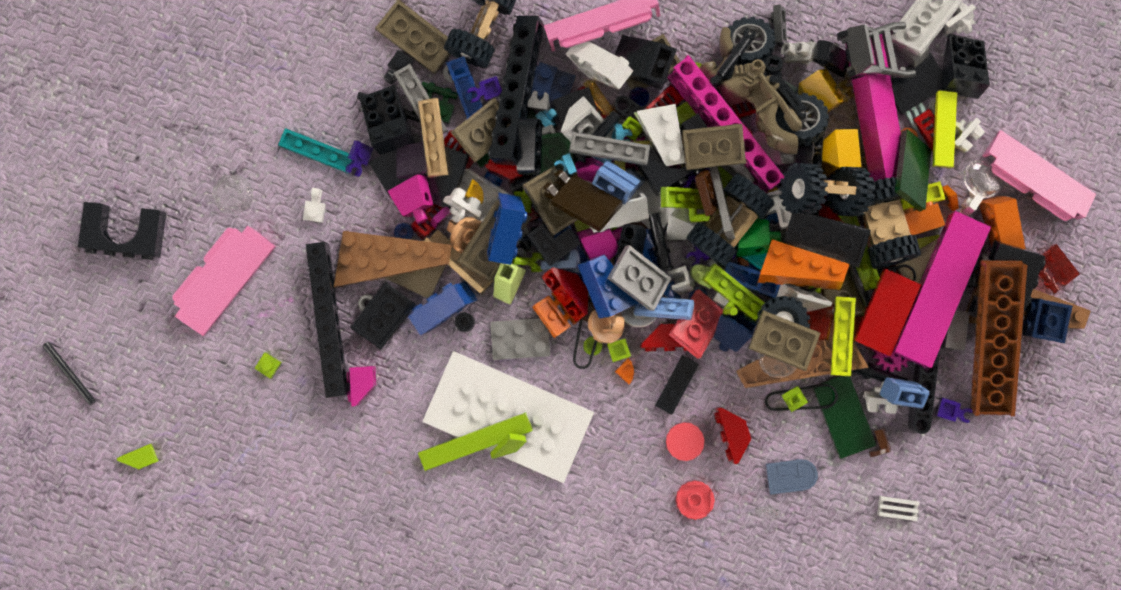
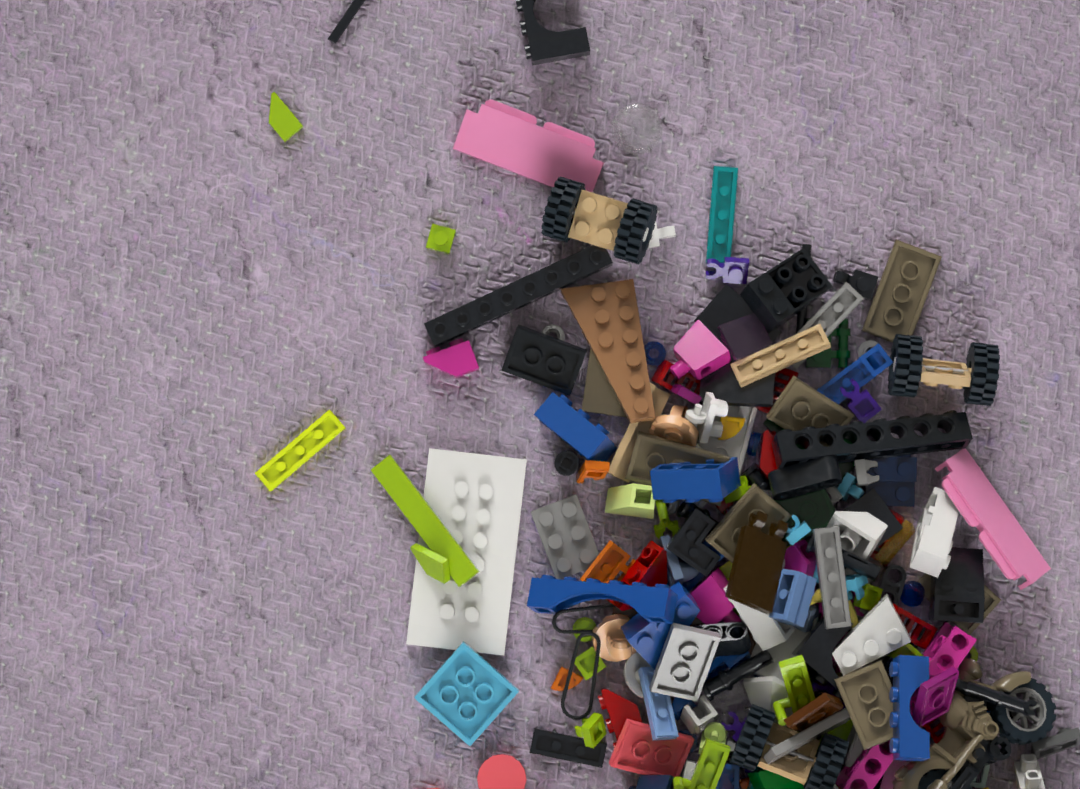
camera: 65 degrees right, 0 degrees up
(288, 241) = (599, 220): none -> black plate
(394, 519) = (300, 450): none -> neon yellow tile
(475, 303) = (592, 469): none -> orange tile
(560, 360) = (652, 603): none -> blue arch
(614, 449) = (466, 693): none -> medium azure plate
(630, 349) = (593, 679): none -> black piece
(669, 363) = (592, 730): none -> lime tile
(722, 98) = (935, 696): none -> magenta tile
(747, 126) = (908, 739): none -> blue arch

